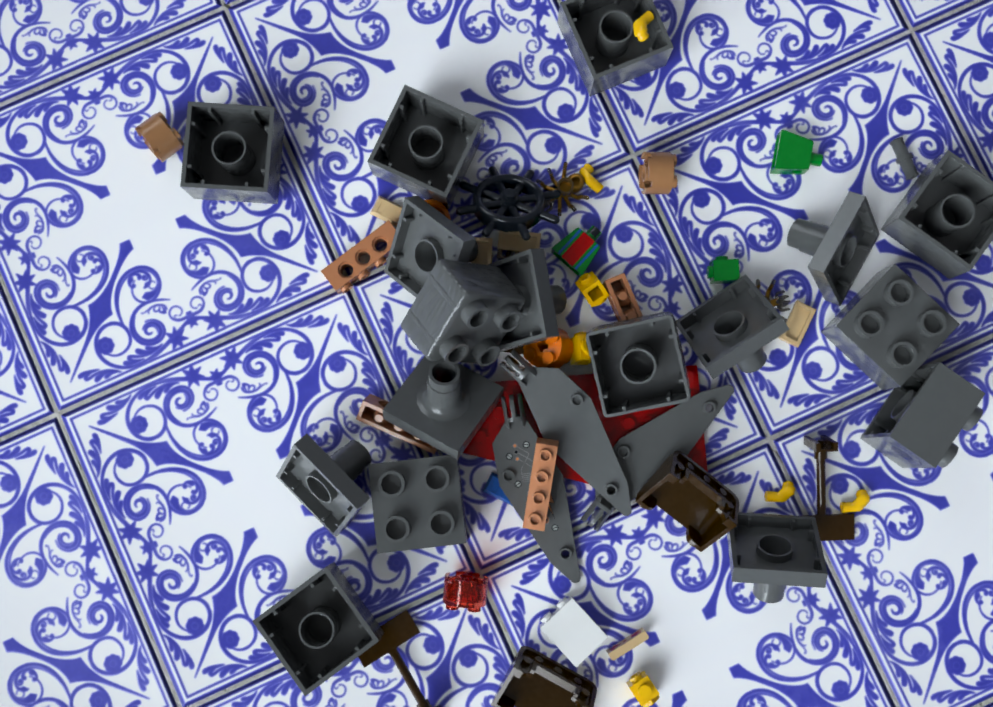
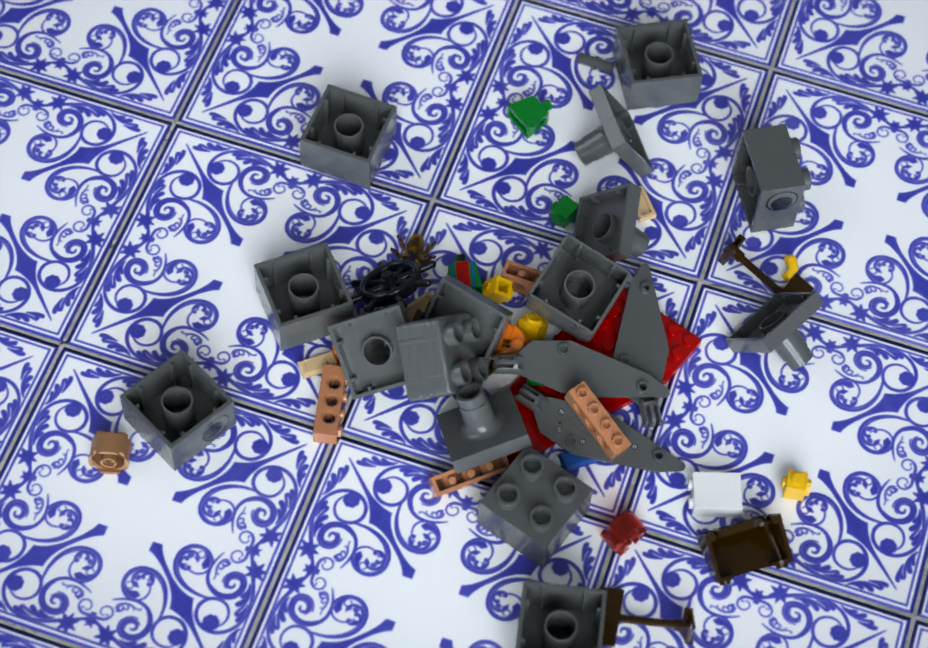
camera: 50 degrees left, 25 degrees down
(326, 482) = (464, 547): dark grey piece -> none
(590, 181) = (426, 234): yellow arm -> none
(627, 644) = (756, 470): tan tile -> none
(640, 26) = (365, 110): yellow arm -> none
(657, 172) = (461, 191): medium nougat brick -> none
(691, 499) = (696, 350): dark brown windscreen -> none
(782, 495) = (745, 302): yellow arm -> none
(890, 328) = (695, 153): dark grey brick -> none

